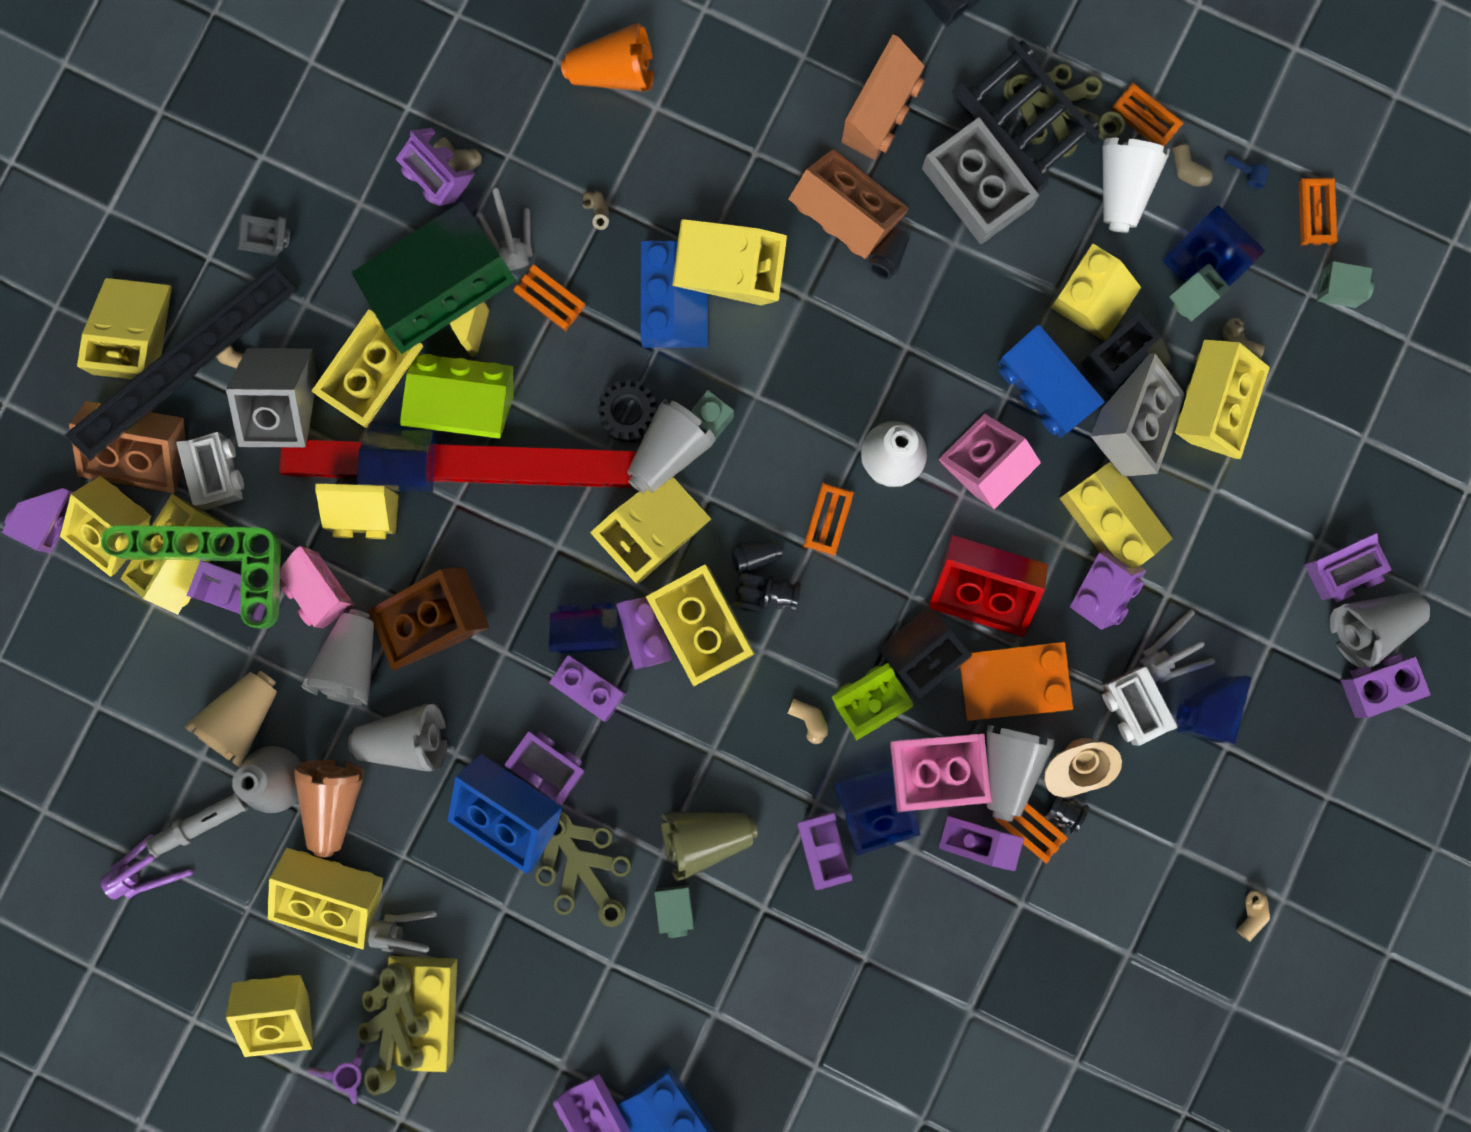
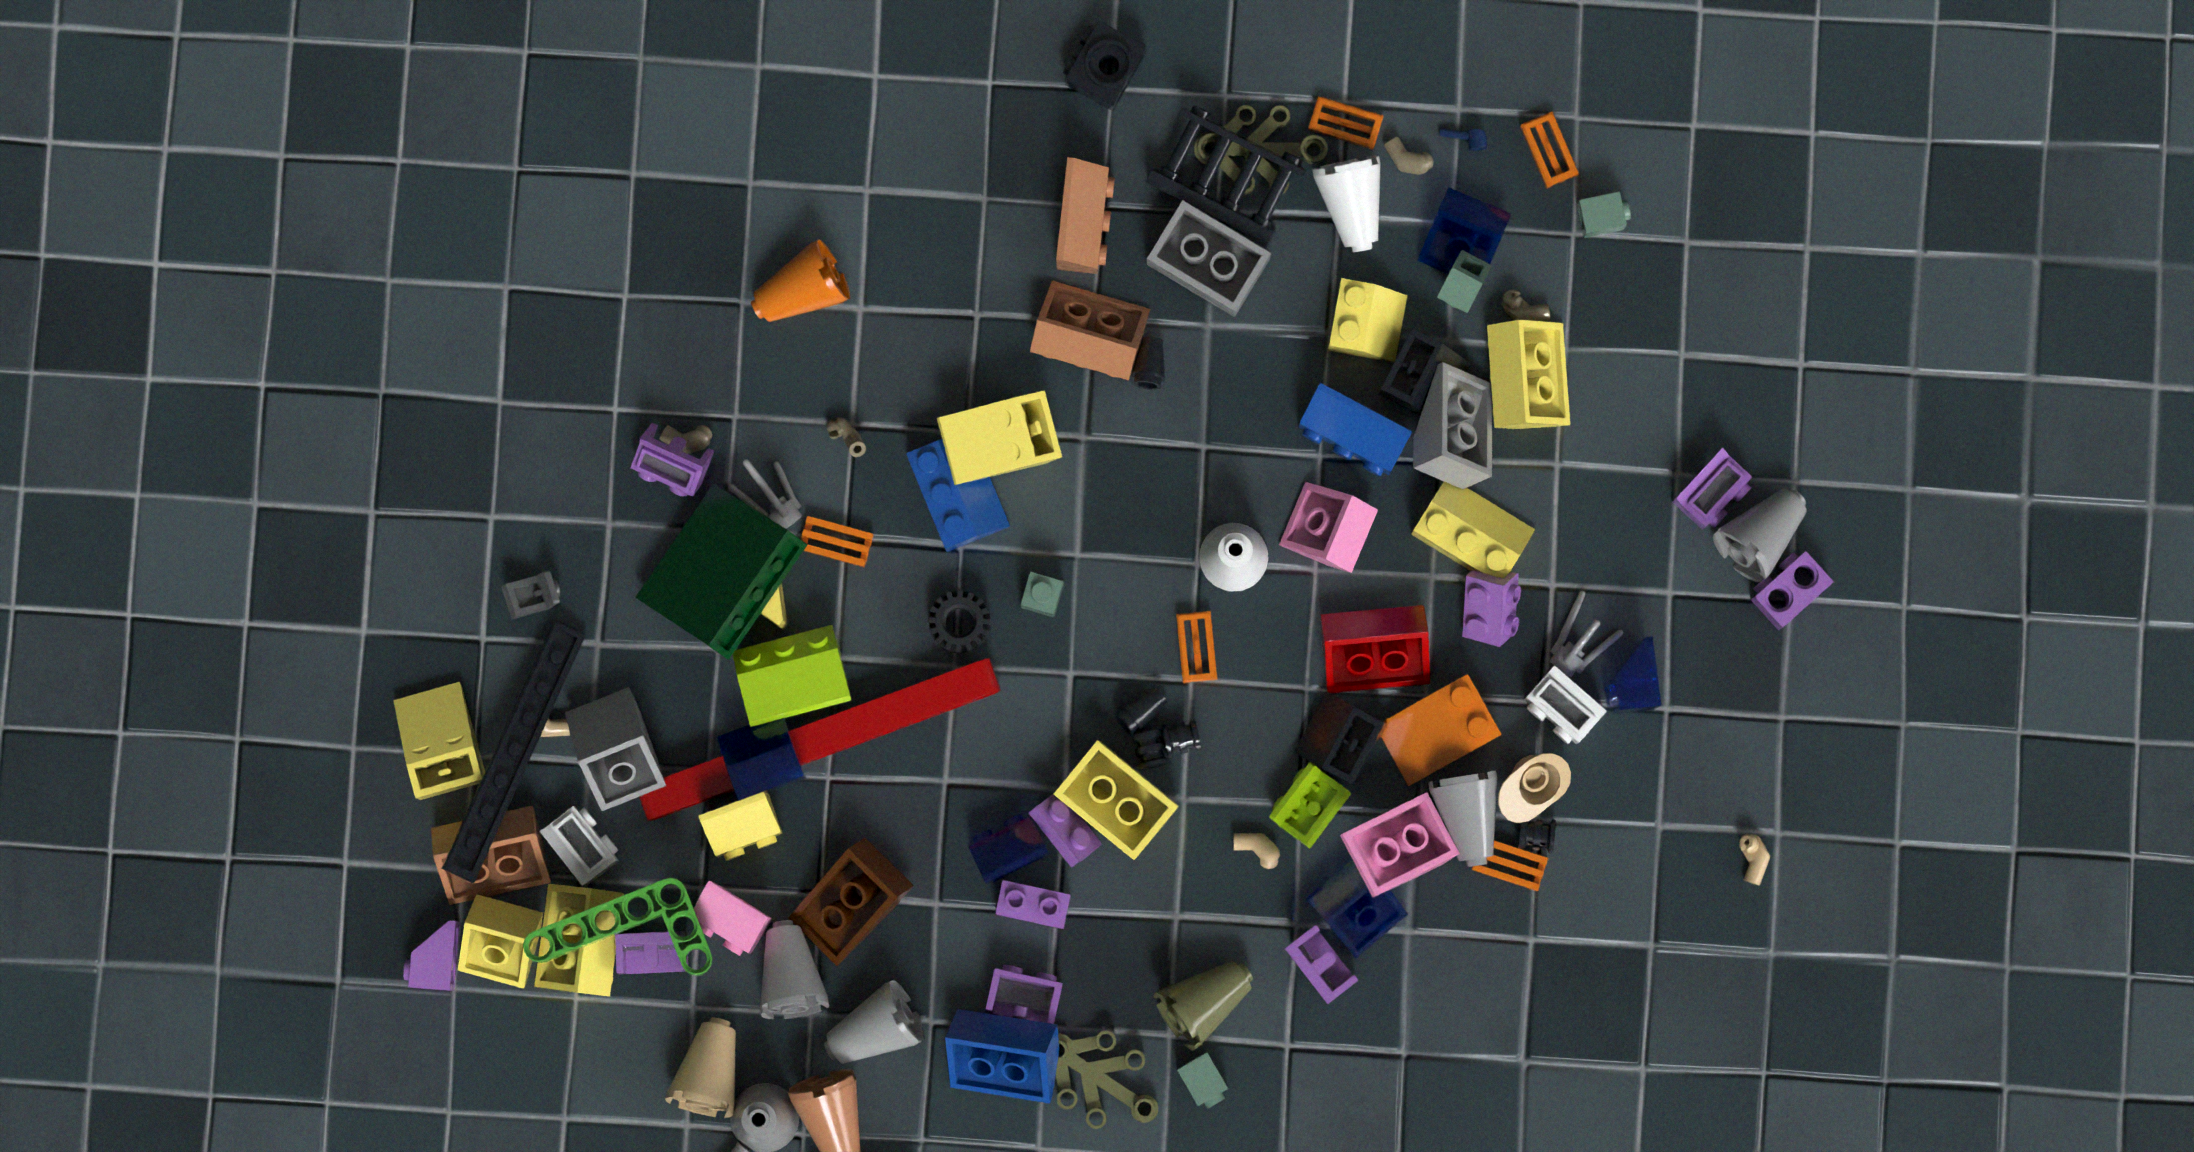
camera: 20 degrees left, 0 degrees up
(364, 371) = (693, 689): light yellow slope -> none
(650, 528) = (1029, 725): light yellow slope -> none
(668, 446) = (1014, 642): light grey cone -> none
(981, 843) = (1468, 897): medium lavender slope -> none

